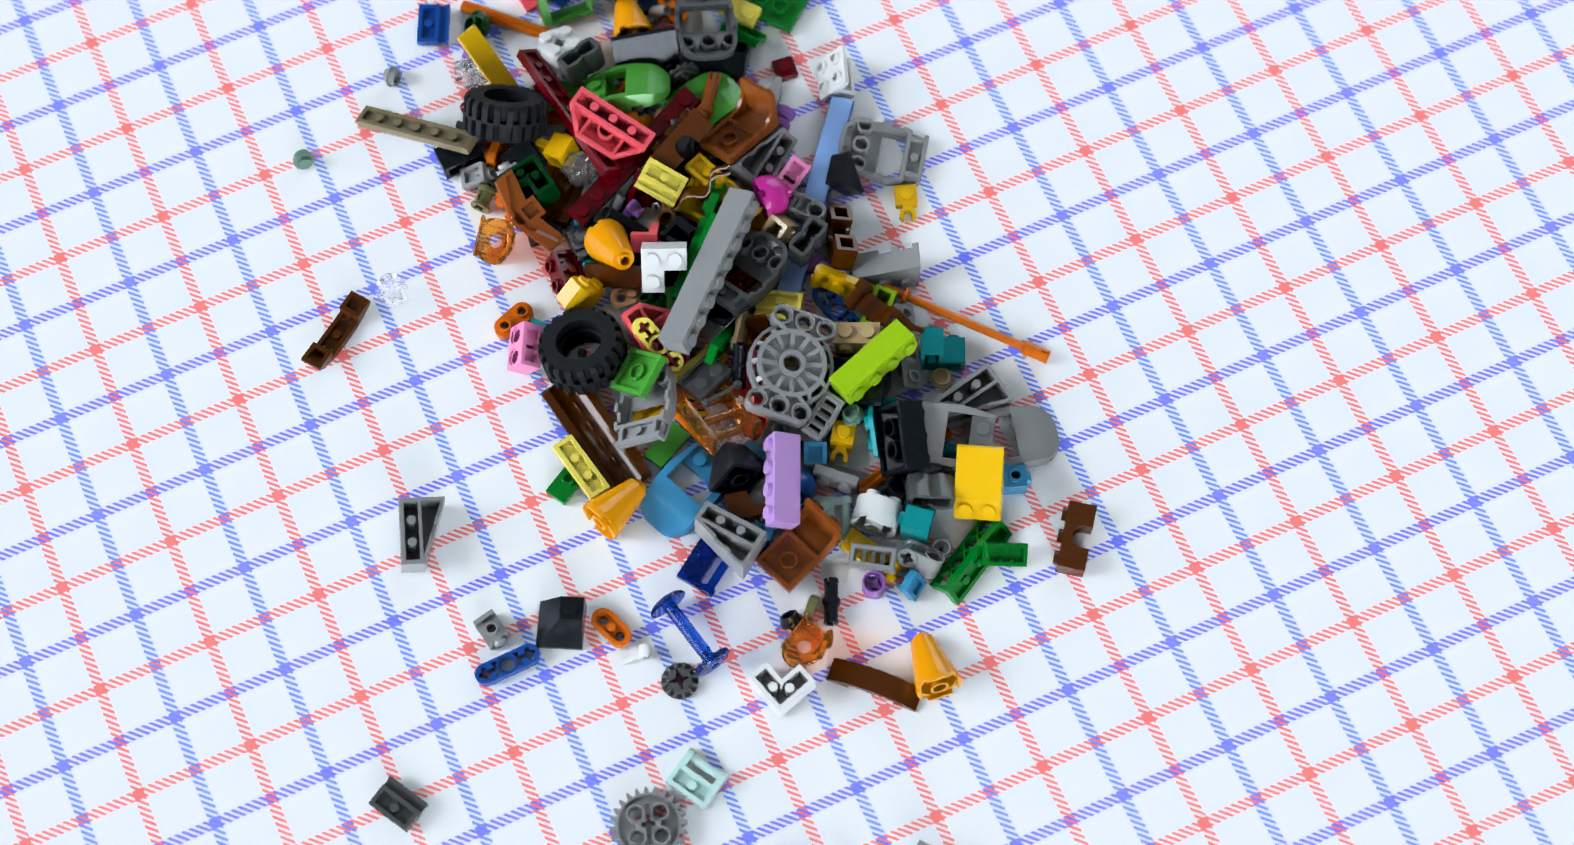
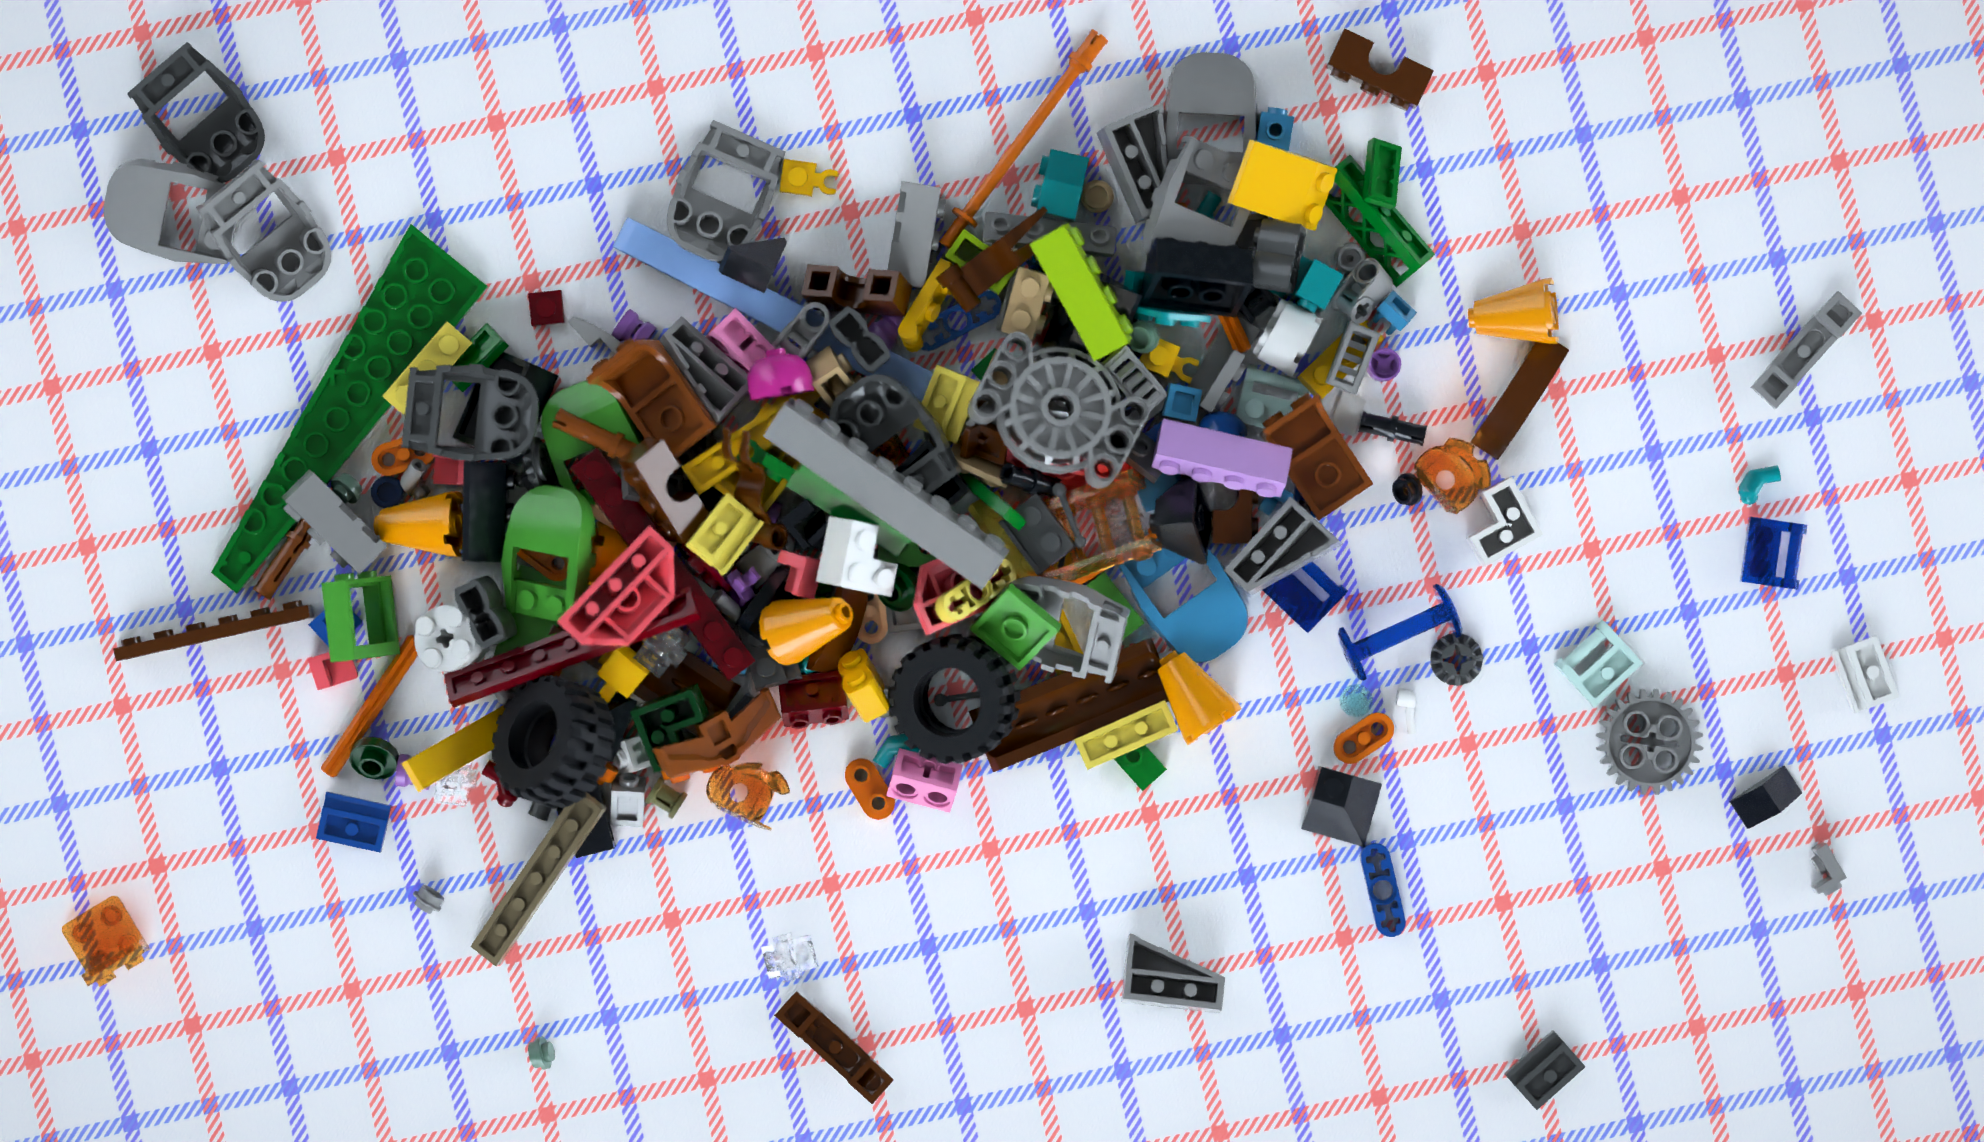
camera: 80 degrees left, 20 degrees up
(487, 621) = (1319, 899): light grey brick -> none
(636, 618) = (1356, 700): none -> clear light blue plate
(812, 606) = (1394, 456): olive tile -> none
(835, 75) = (580, 235): white bracket -> none

